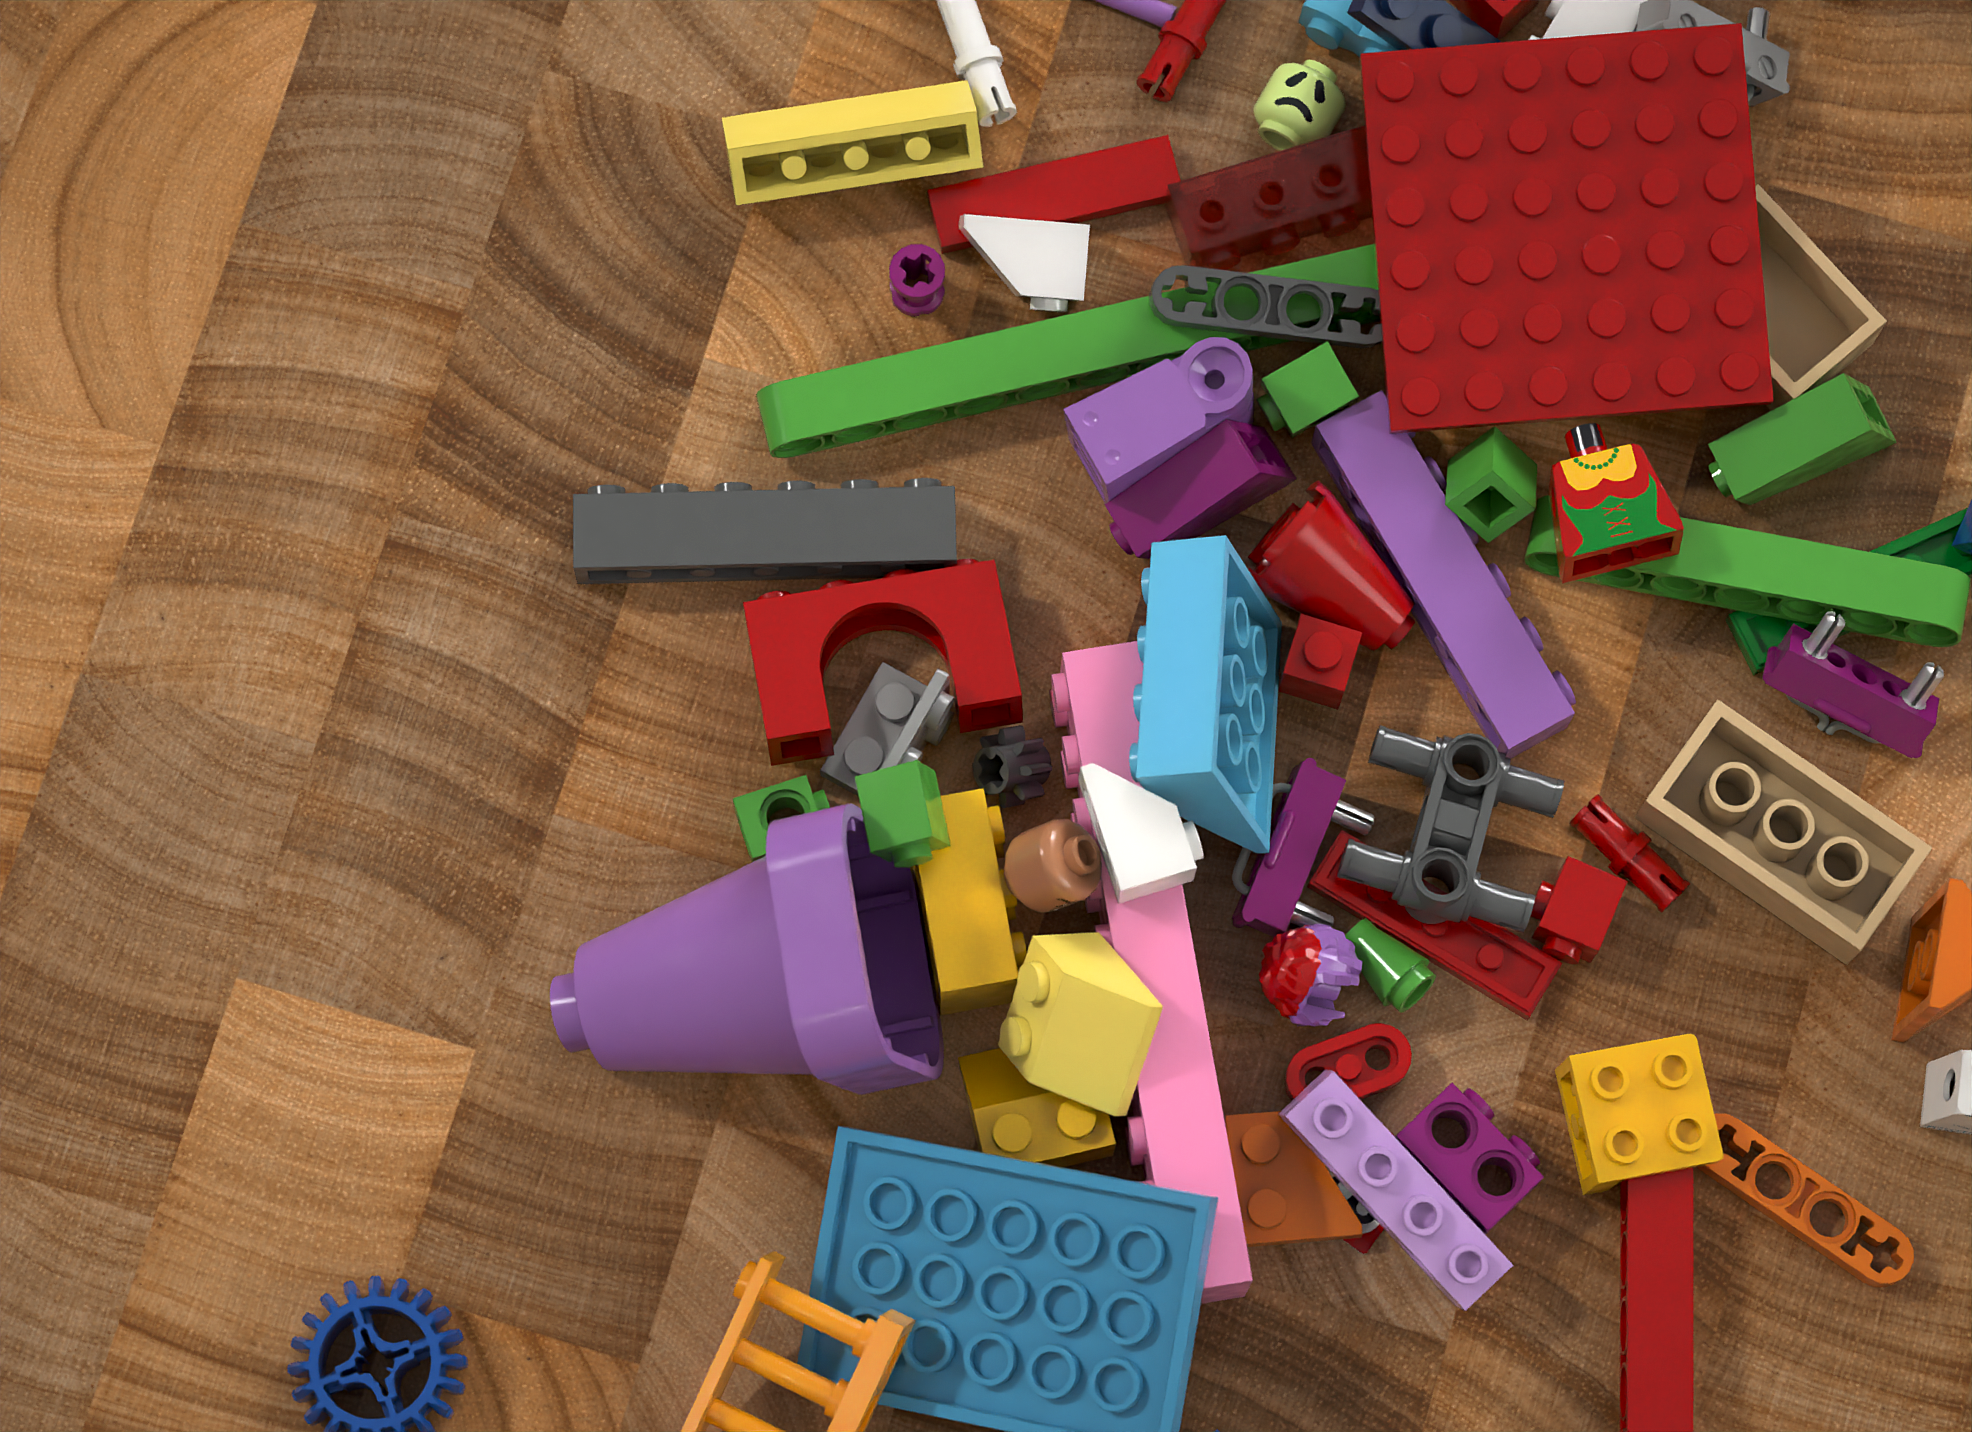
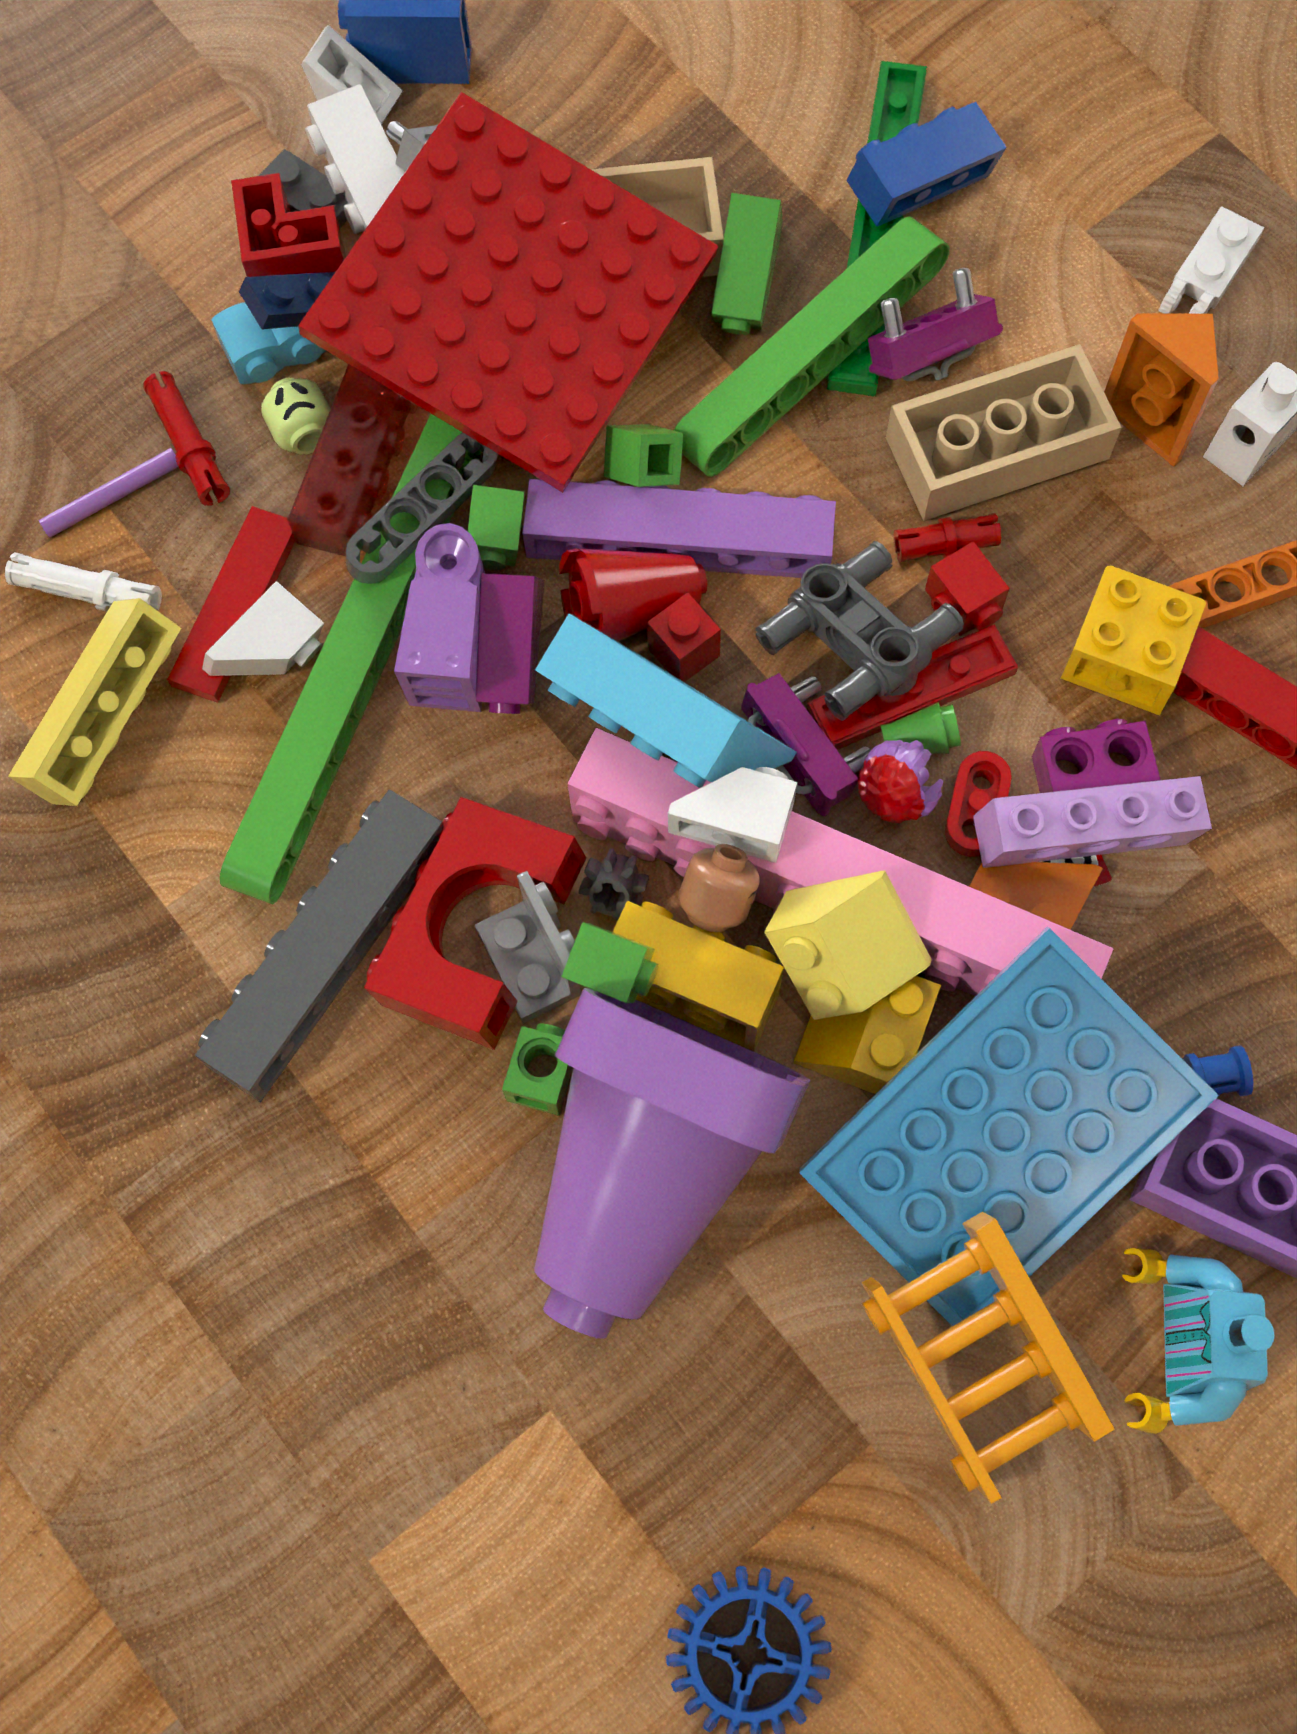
camera: 50 degrees left, 5 degrees down
(911, 263) = (210, 725): magenta bush -> none
(1608, 508) = (715, 387): torso -> none

